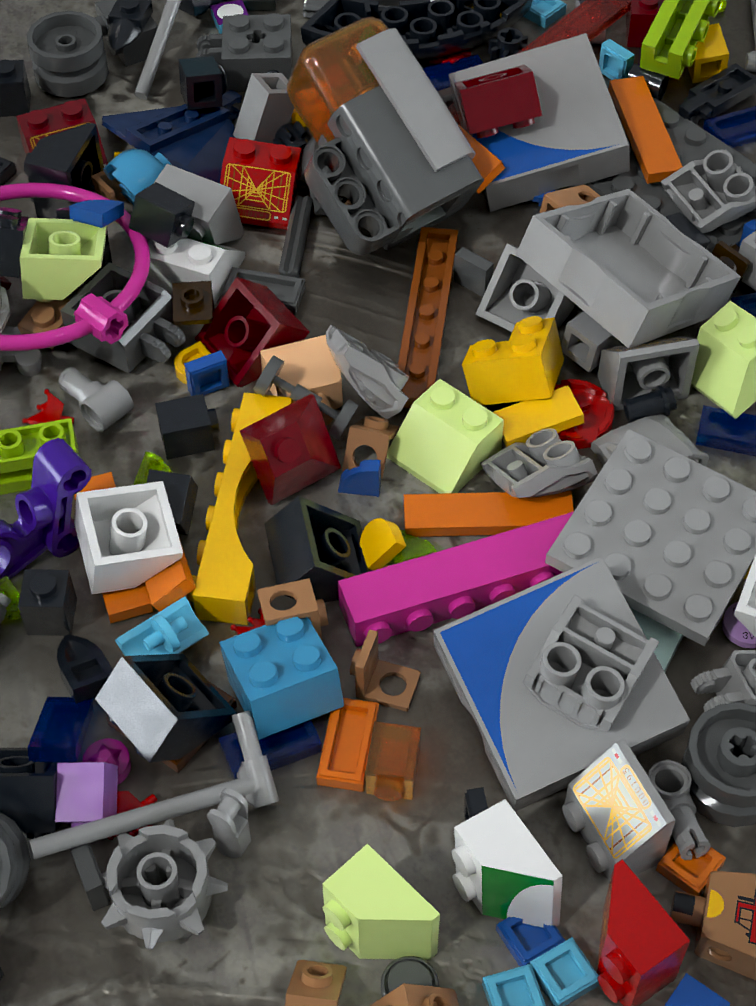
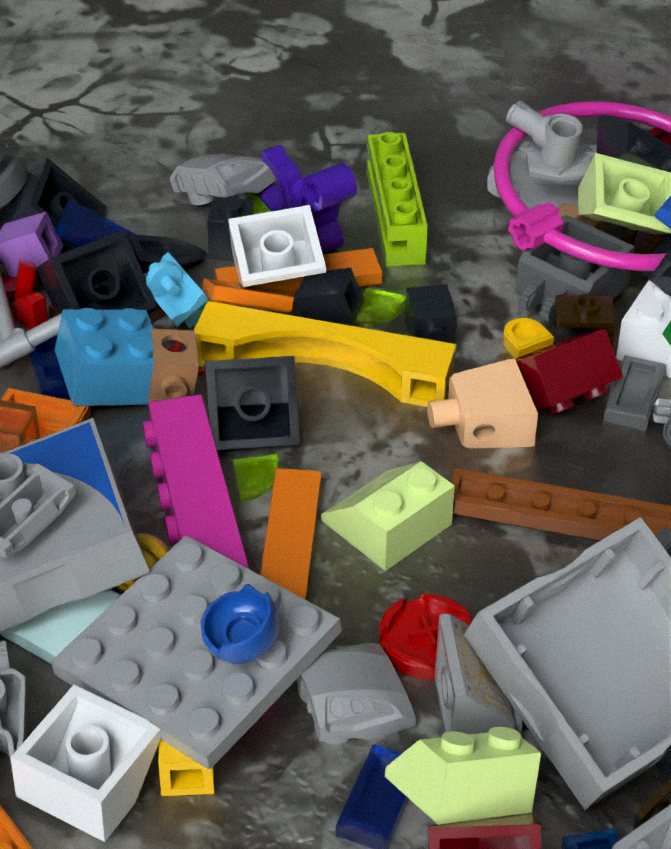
camera: 95 degrees right, 10 degrees down
(50, 411) = (462, 241): red piece -> none
(98, 403) = (474, 267): light grey pin -> none
(143, 788) = (25, 278): none -> red tile
(195, 775) = (30, 310): none -> red tile
(207, 374) = (499, 334): blue tile -> none
(270, 376) = (462, 351): dark grey wheel -> none
(290, 449) = (370, 367): dark red slope -> none
(362, 479) = (346, 444): blue tile -> none
(368, 372) = (471, 423): light grey slope -> none
(370, 672) = (112, 420): medium nougat bracket -> none
(371, 432) = (399, 445): medium nougat bracket -> none
(381, 543) = (259, 446): yellow tile -> none
(516, 368) = (474, 562): yellow brick -> none
(531, 416) = (409, 586): yellow tile -> none
(540, 466) = (332, 574): light grey slope -> none
(650, 404) = (427, 708): black pin -> none
(681, 470) = (240, 625): none -> blue hair

